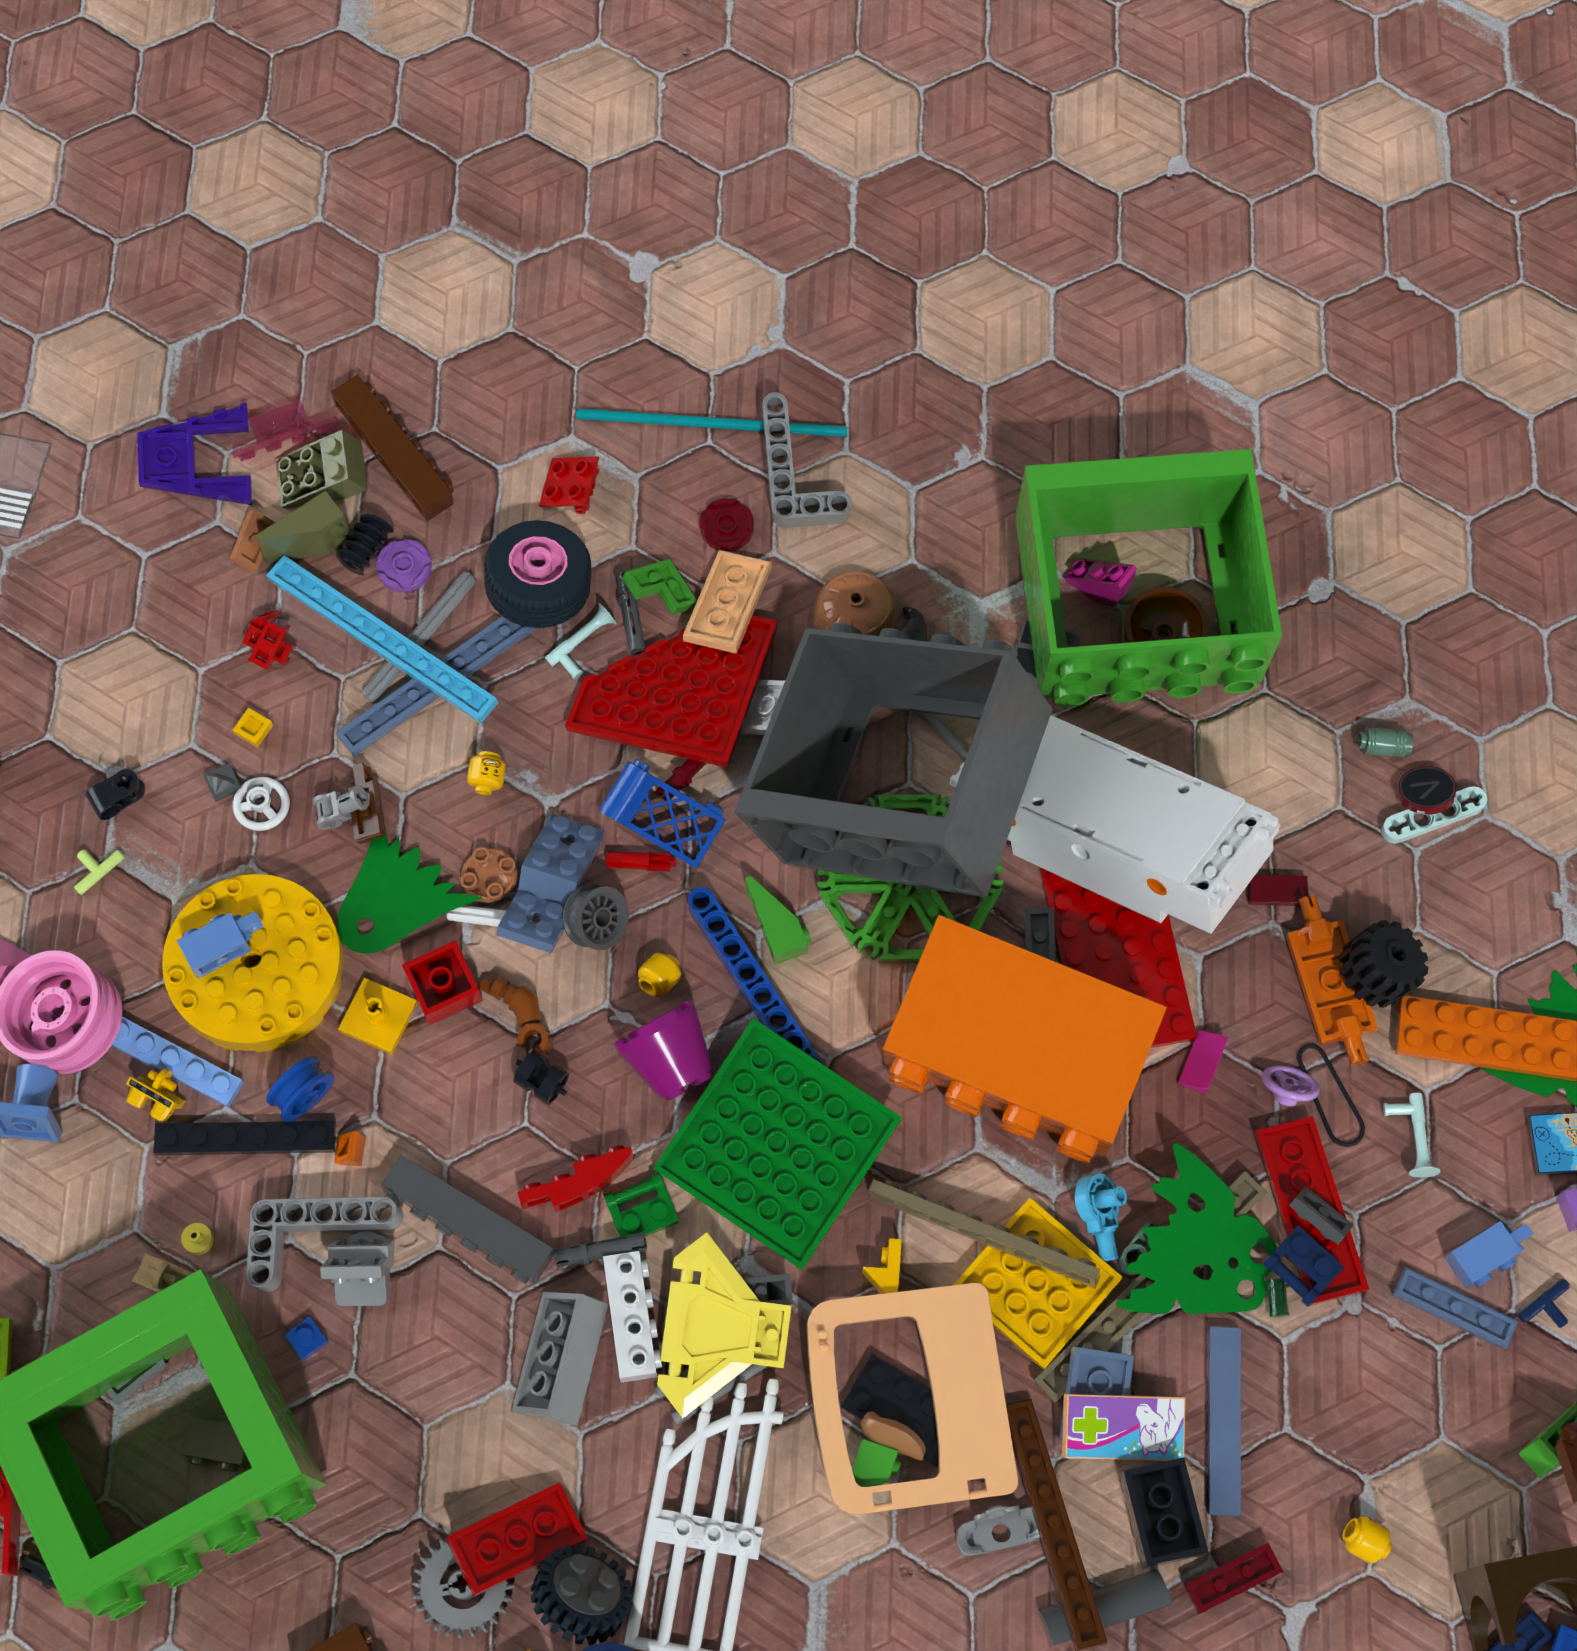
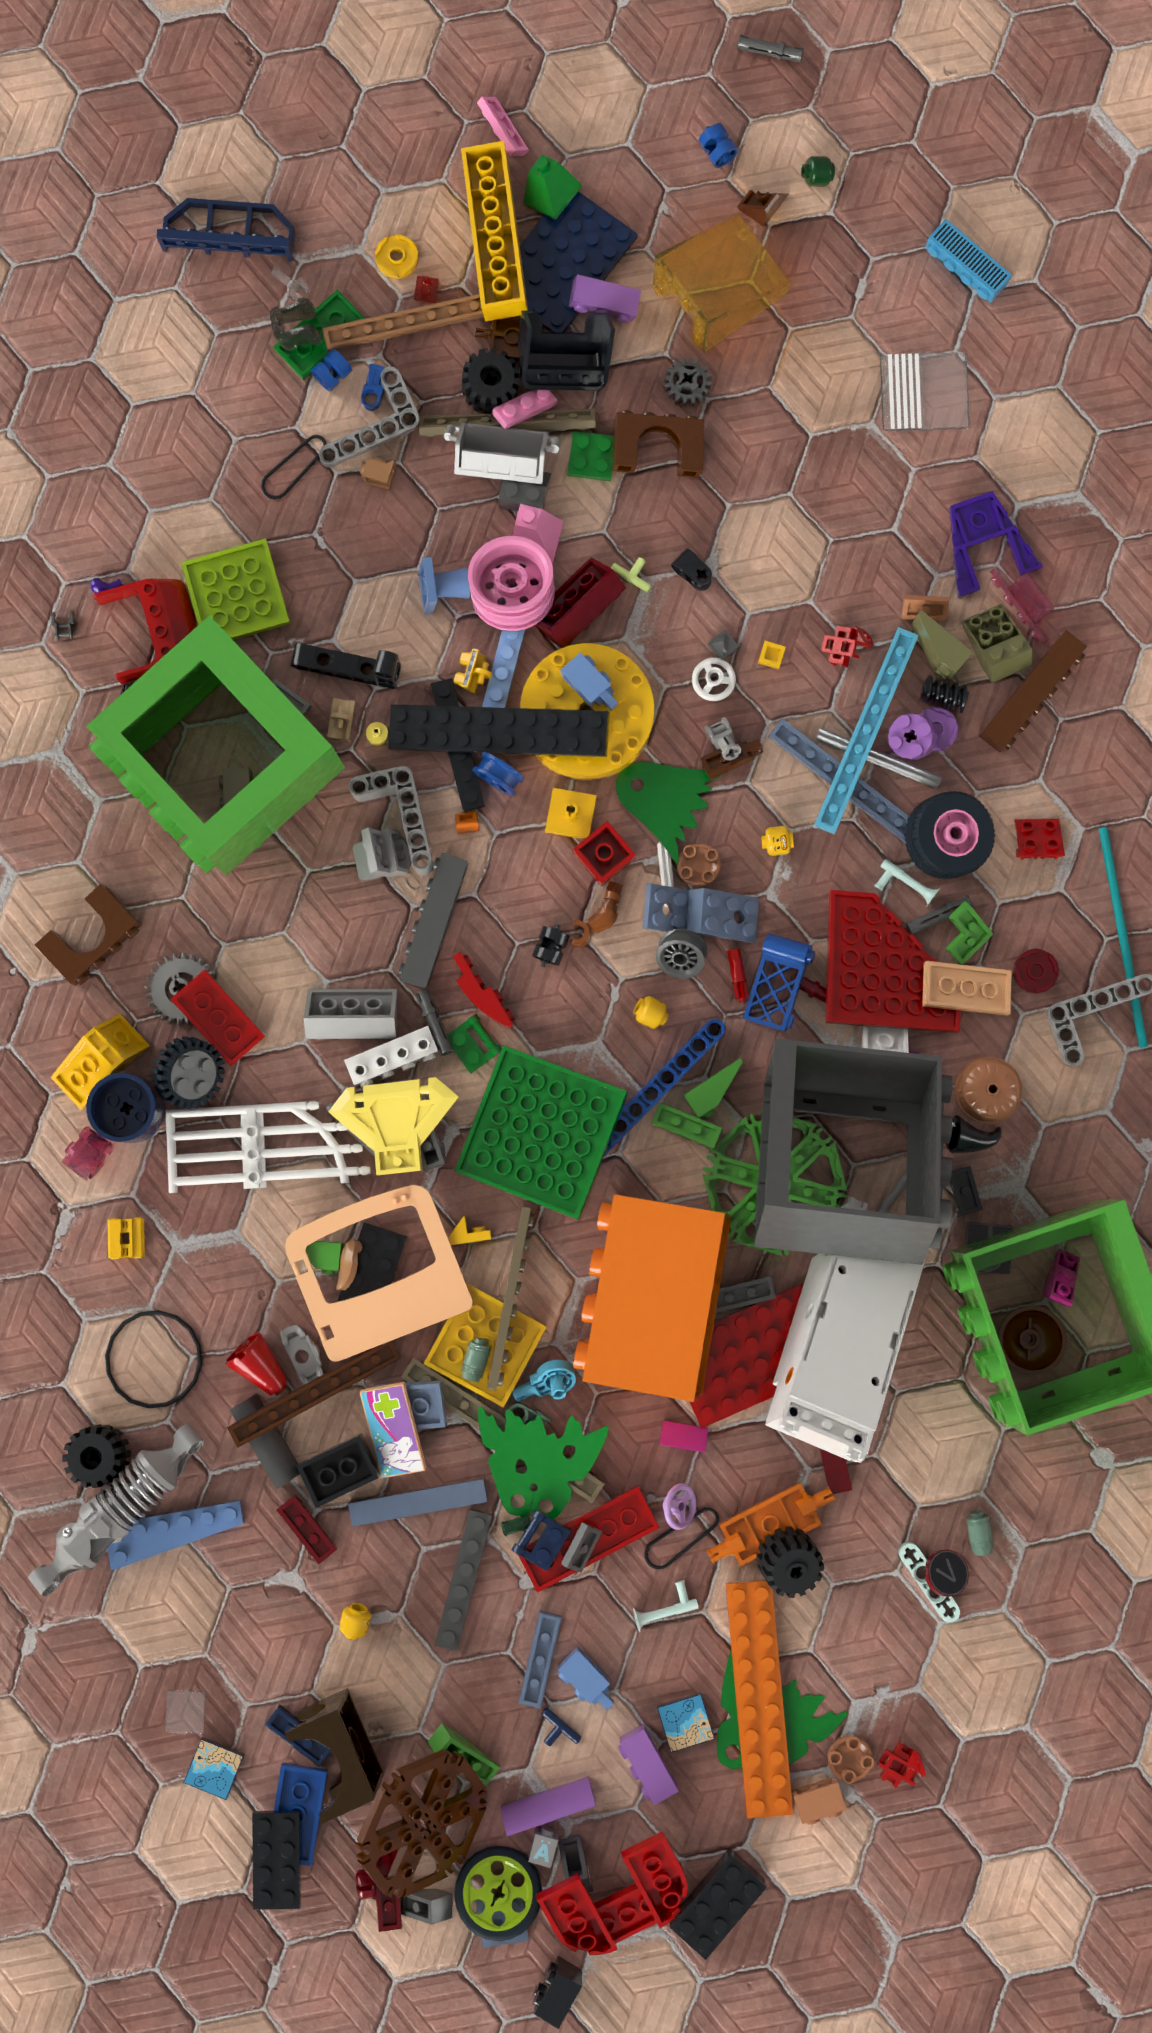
camera: 80 degrees right, 15 degrees up
(110, 937) = (580, 602): none -> dark red slope
(120, 1206) = (349, 666): none -> black beam
(243, 1075) = (499, 730): none -> black plate
(306, 1338) = (325, 831): blue plate -> none
(421, 584) = (900, 732): none -> medium lavender brick
(668, 1052) = (590, 1033): magenta cone -> none
(814, 964) = (687, 1126): none -> bright green plate
(999, 1593) = (258, 1365): none -> red cone
(1054, 1294) = (475, 1359): none -> sand green head
(1336, 1384) = (463, 1579): none -> dark grey plate

